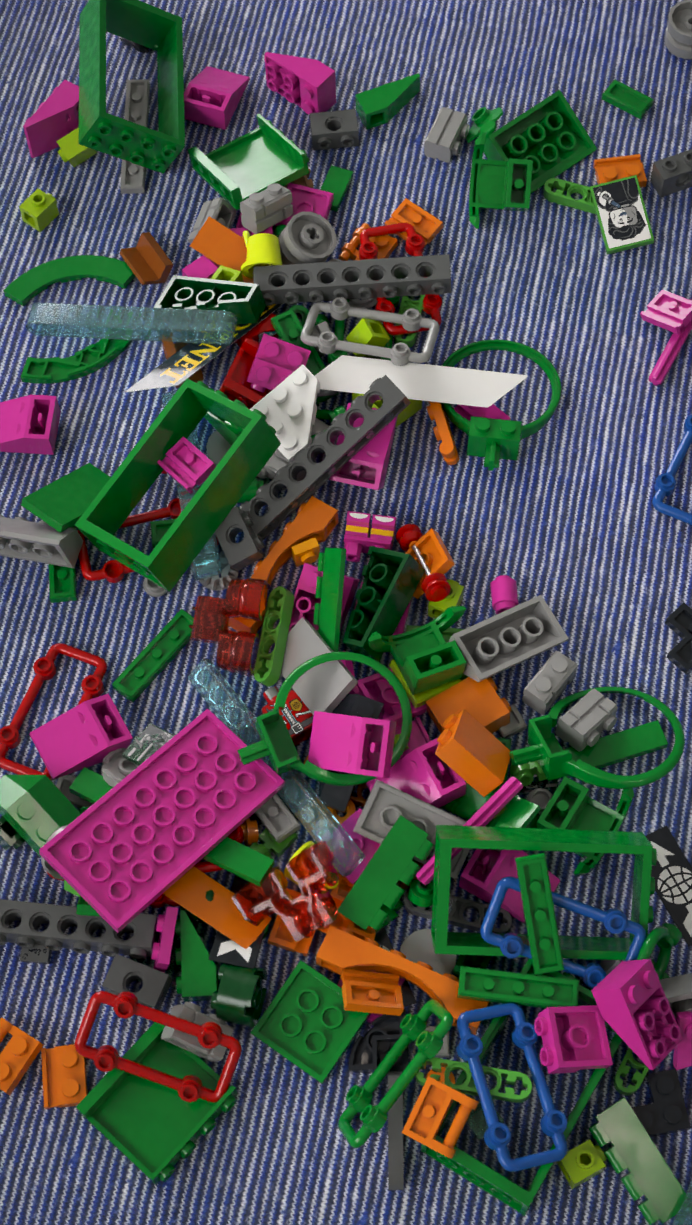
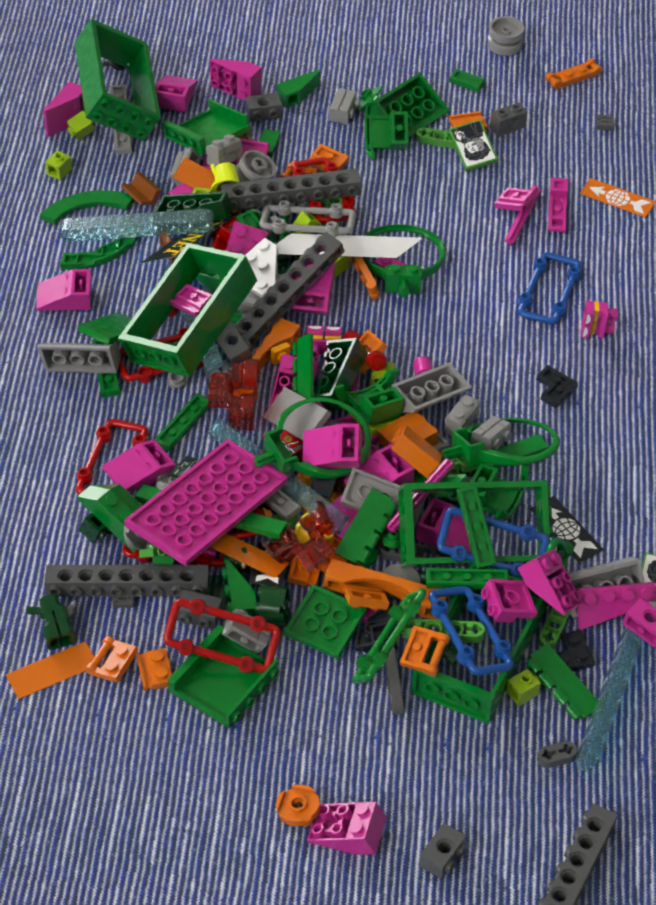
camera: 10 degrees left, 15 degrees down
(162, 950) = (215, 582): dark pink plate -> none
(268, 665) = (265, 420): bright green beam -> none

